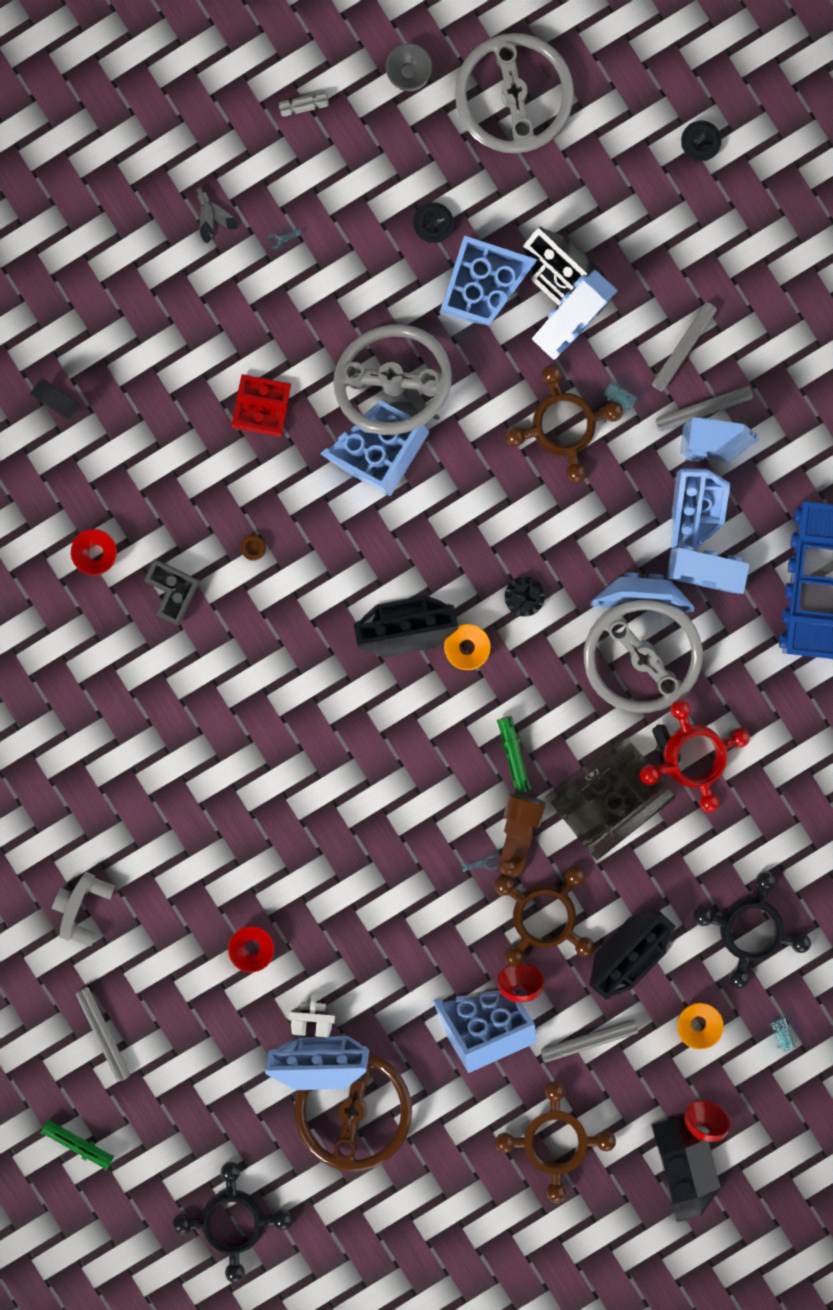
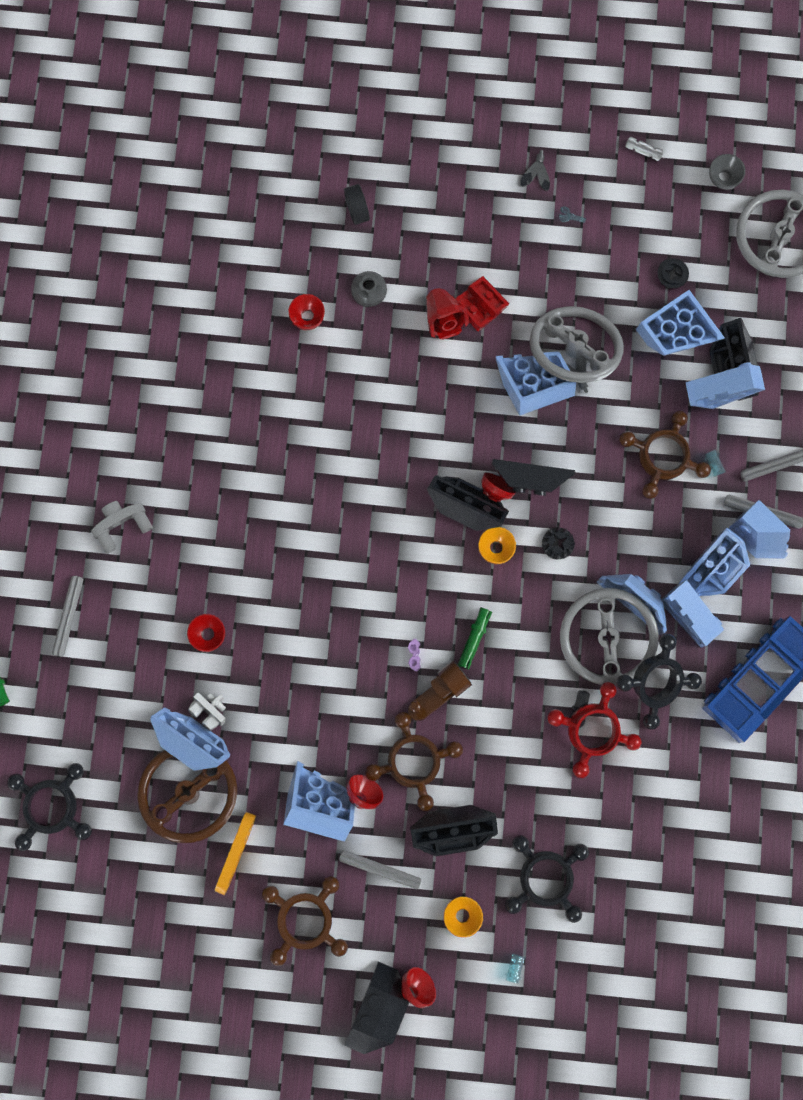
camera: 35 degrees right, 10 degrees down
(148, 481) = (369, 297): none -> dark grey piece
(178, 588) = (341, 371): dark grey brick -> none
(234, 447) = (445, 314): none -> red cone
(253, 547) = (408, 385): reddish brown tile -> none
(423, 587) = (495, 487): none -> red piece
(442, 1130) = (235, 853): none -> light orange beam
(451, 555) = (531, 477): none -> black wedge
(472, 820) = (414, 661): none -> lavender piece
(480, 864) = (397, 694): clear light blue hand -> none
(608, 798) = (516, 715): clear smoke piece -> none
(740, 665) = (672, 688): none -> black piece

